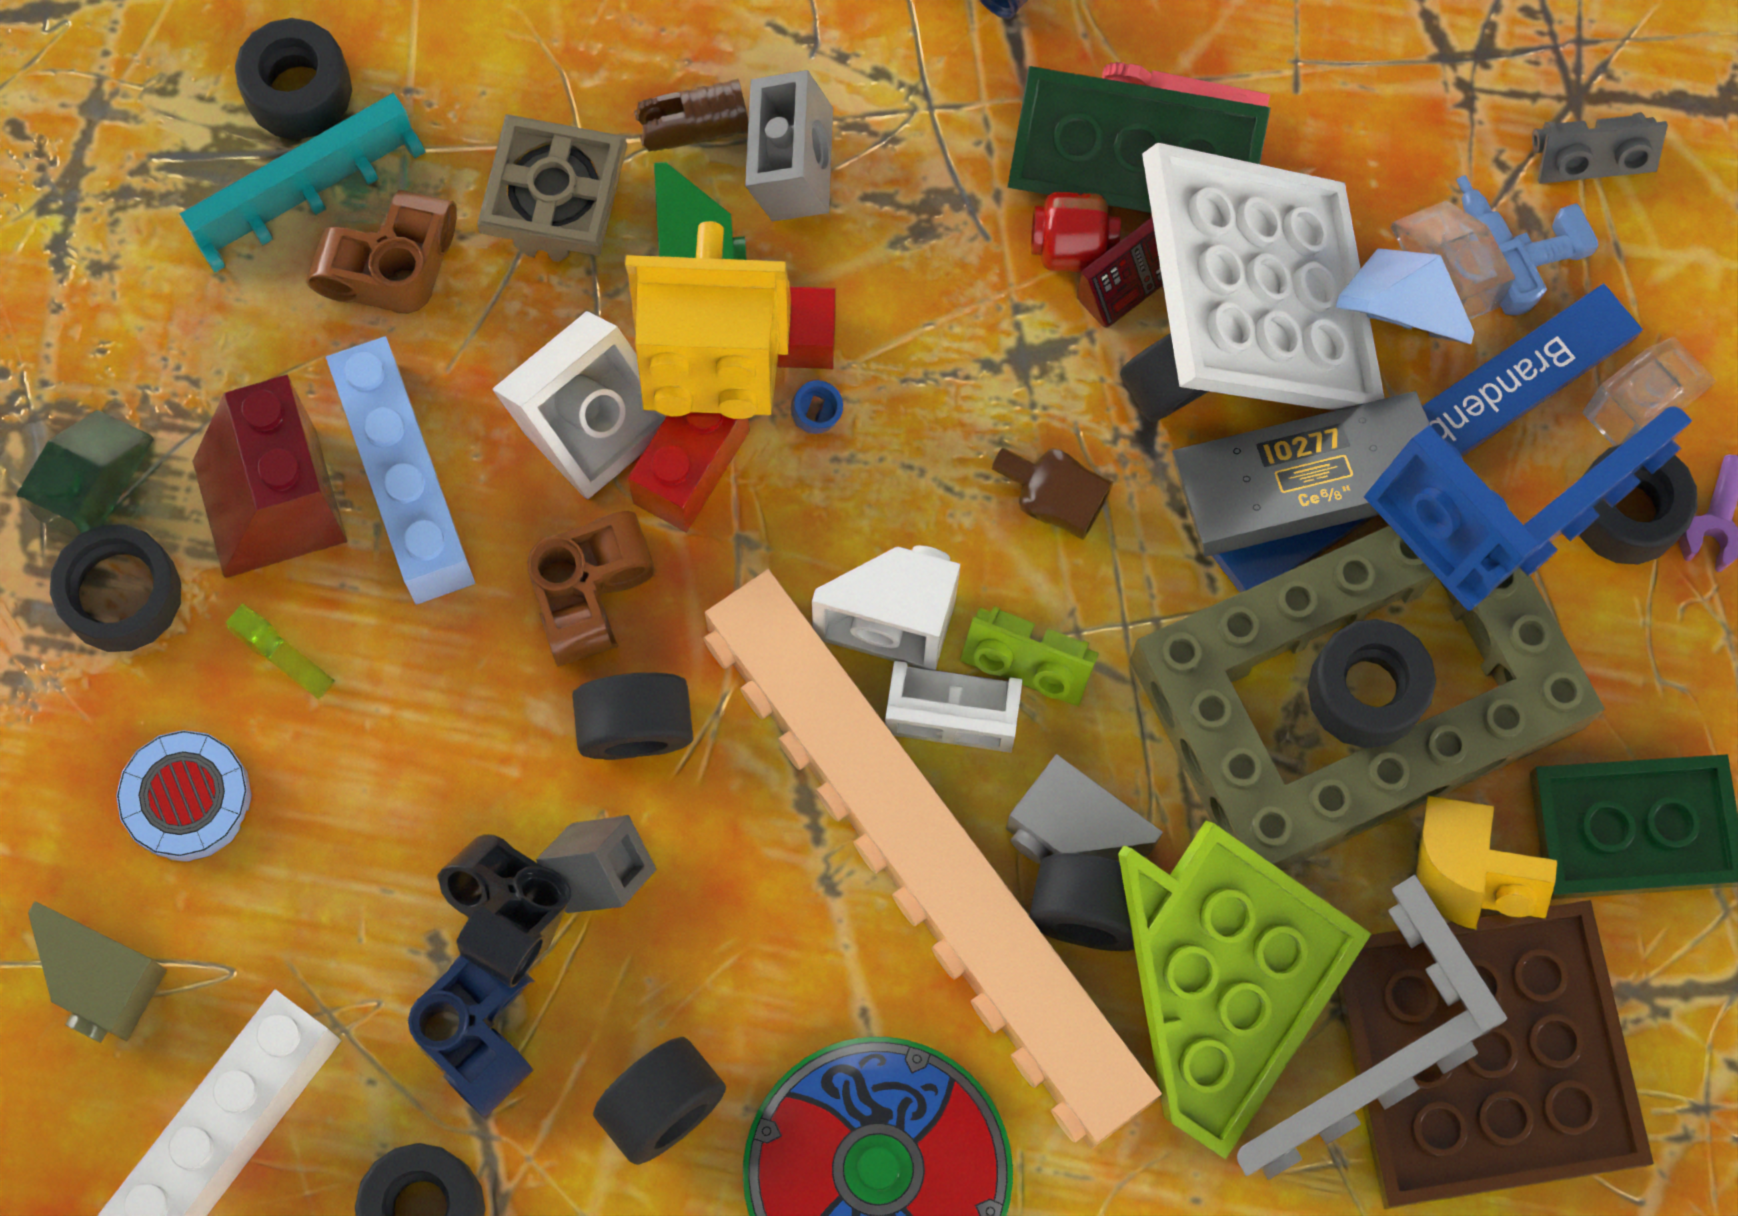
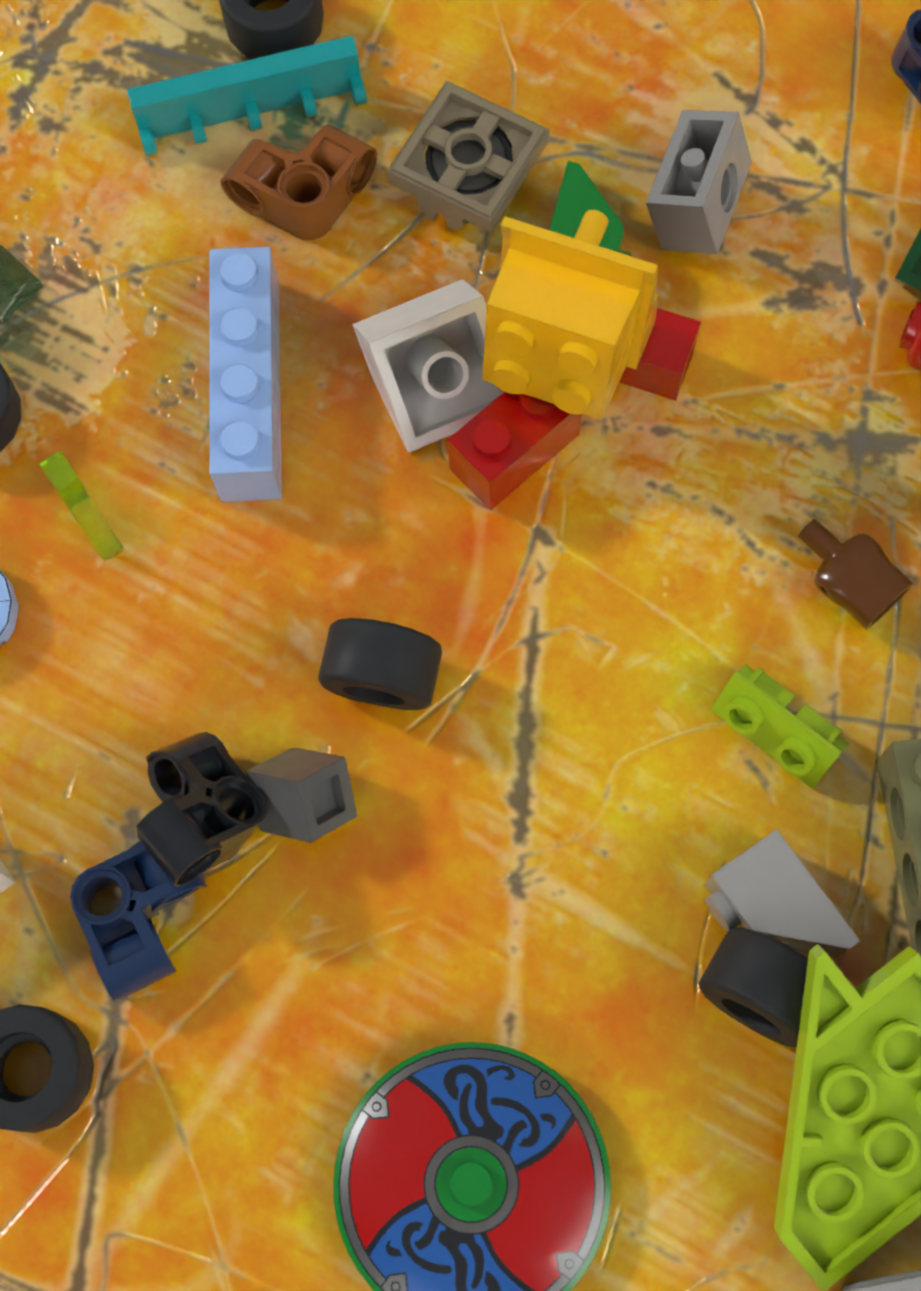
camera: 25 degrees right, 0 degrees up
(265, 479) = (124, 344): dark red slope -> none
(606, 558) = (406, 511): dark orange piece -> none
(659, 1100) = (281, 1042): black tyre -> none
(692, 116) = (618, 133): reddish brown hinge -> none
(829, 412) = (658, 438): blue hinge -> none
(891, 606) = (659, 635): white slope -> none
(930, 860) = (624, 906): light nougat brick -> none
(953, 708) = (689, 752): white hinge -> none

